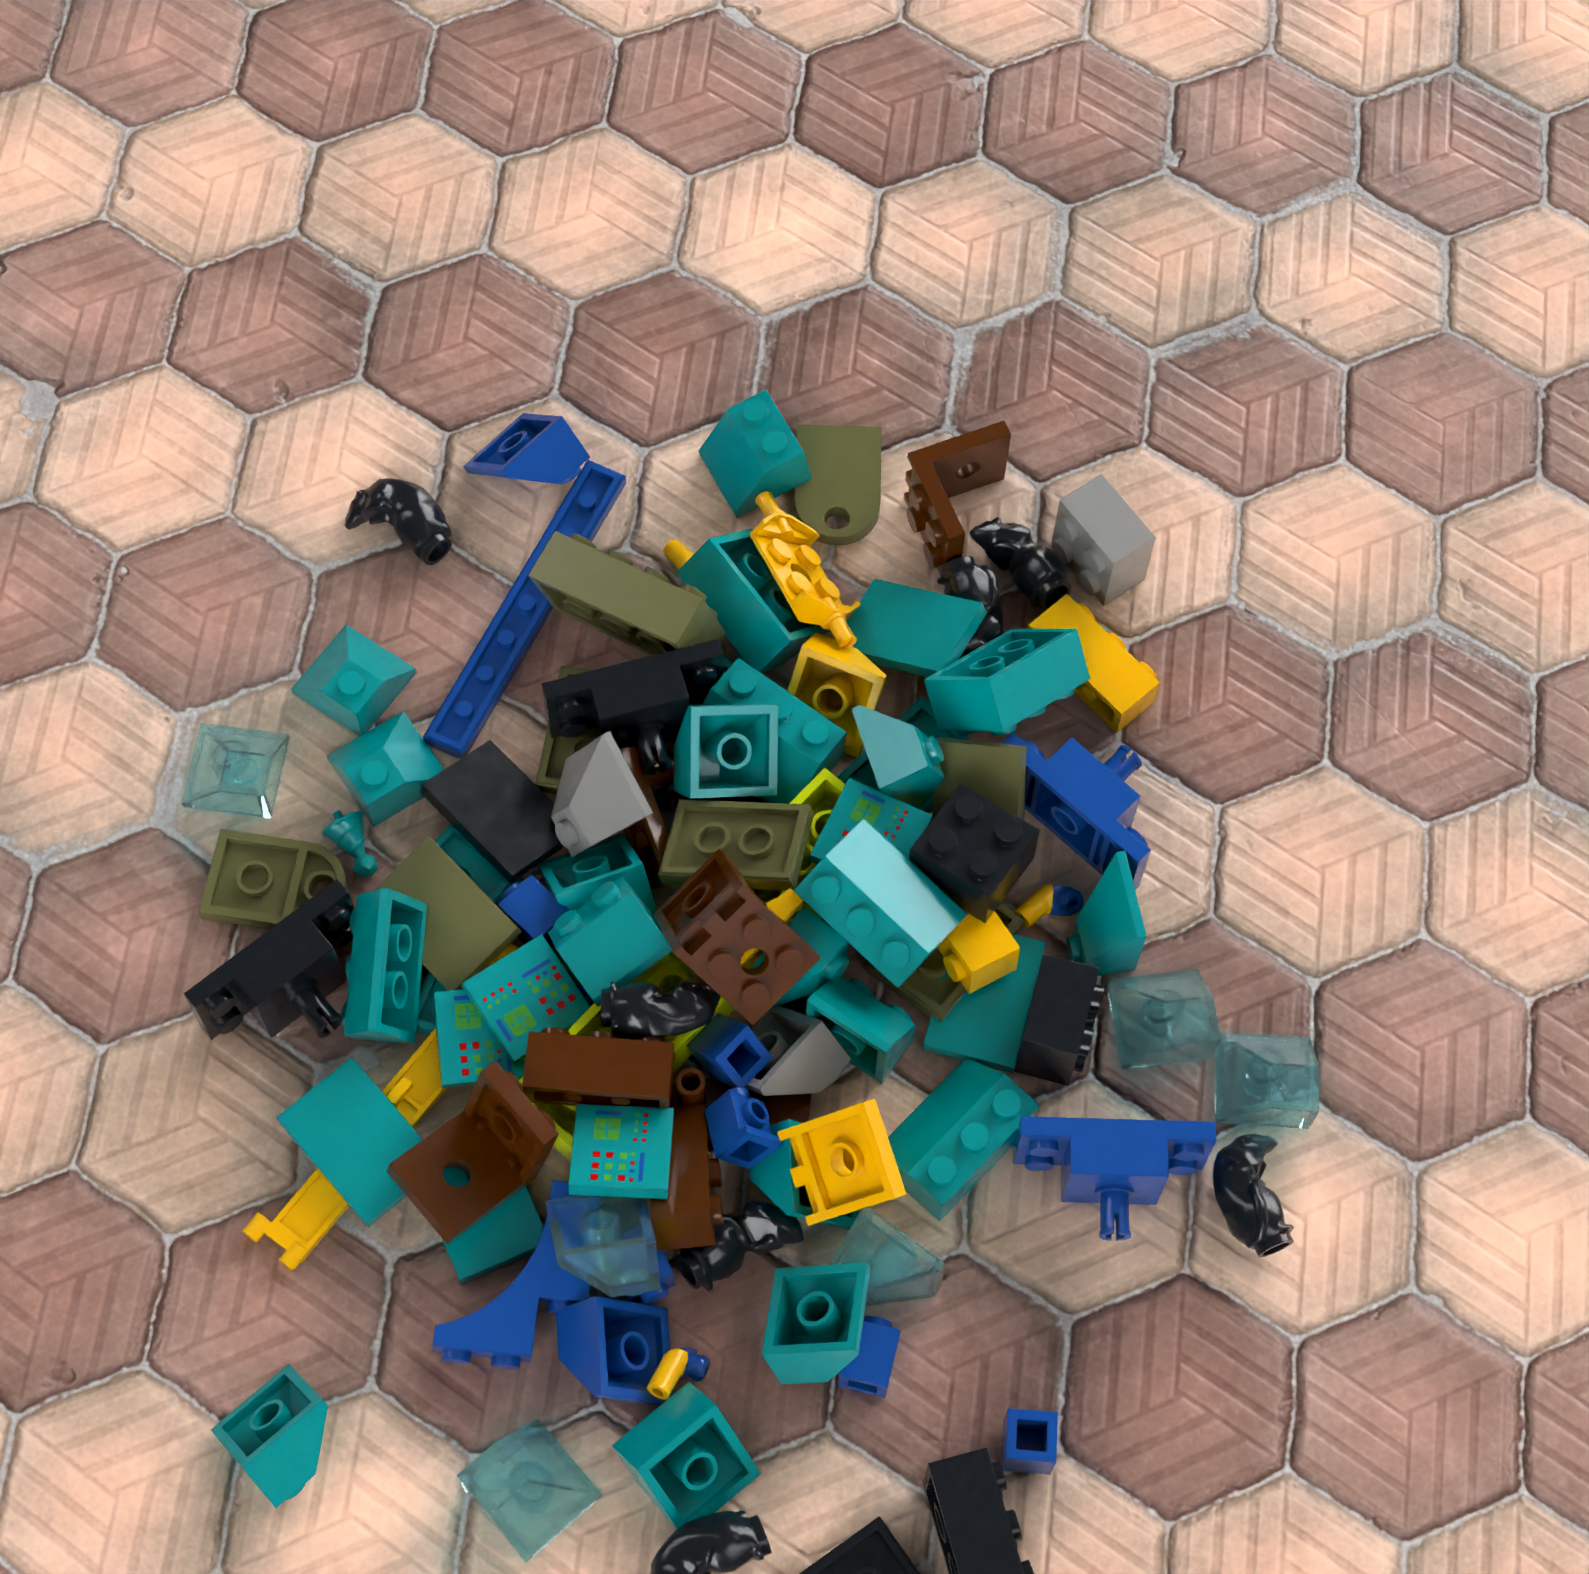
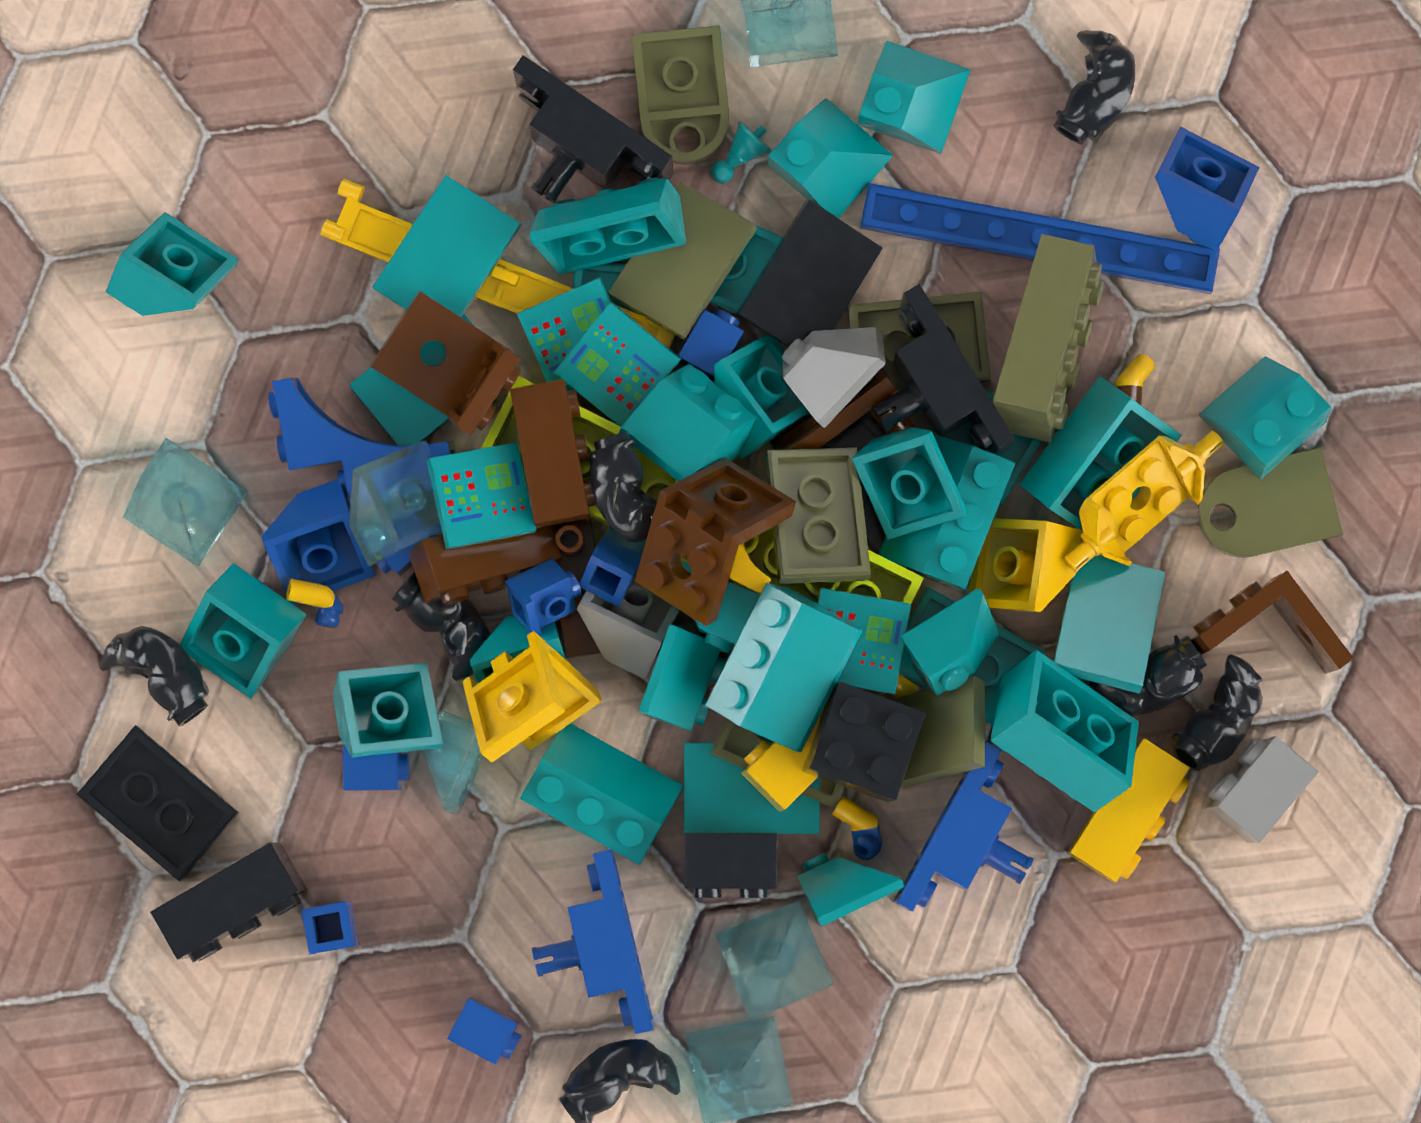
camera: 80 degrees right, 20 degrees up
(1173, 1313) = (485, 1031): none -> blue brick

